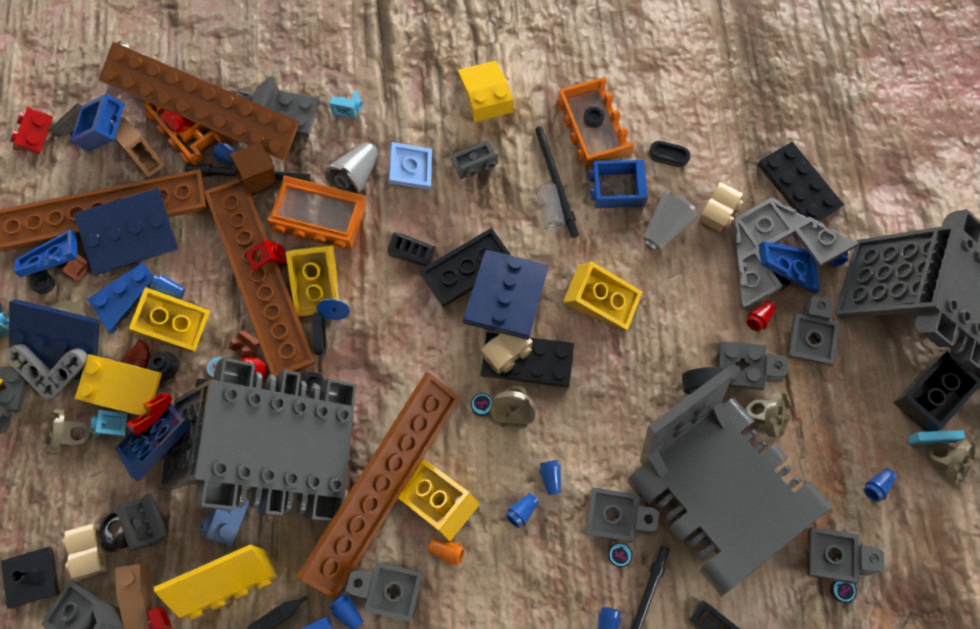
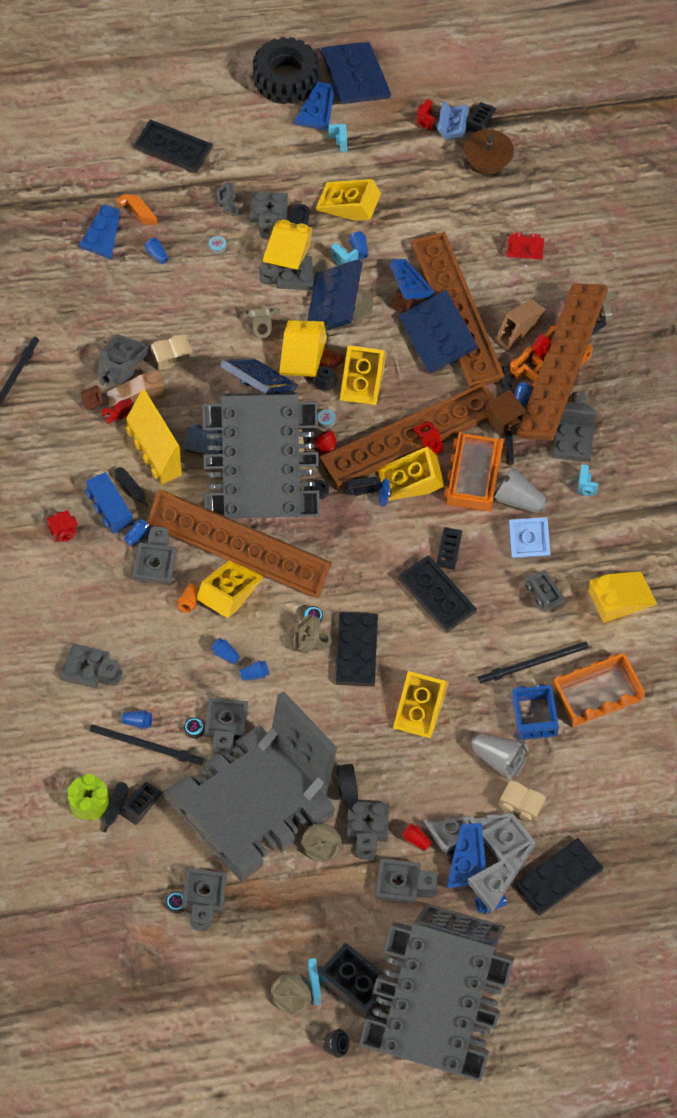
camera: 85 degrees right, 10 degrees down
(29, 577) = (151, 320): black tile -> none
(42, 282) = (387, 282): black tile -> none
(51, 377) = (303, 301): light grey beam -> none
(67, 123) = (539, 273): clear smoke tile -> none
(94, 124) = (534, 287): blue window -> none
(108, 541) = (183, 375): black piece -> none
(109, 423) = (272, 349): medium azure bracket -> none
(120, 296) = (378, 335): blue wing -> none
(141, 522) = (195, 383): dark grey bracket -> none
(154, 408) = (284, 375): red slope -> none
(167, 286) = (392, 369): blue cone -> none
(244, 345) = (346, 433): copper tile -> none
(504, 350) = (360, 624): tan brick -> none
(506, 294) = (409, 618): dark blue plate -> none
(550, 207) = (503, 656): clear pin -> none
(593, 117) = (603, 688): black tile -> none
(669, 154) = (576, 759): black tile -> none
(880, 485) = (268, 933): blue cone -> none

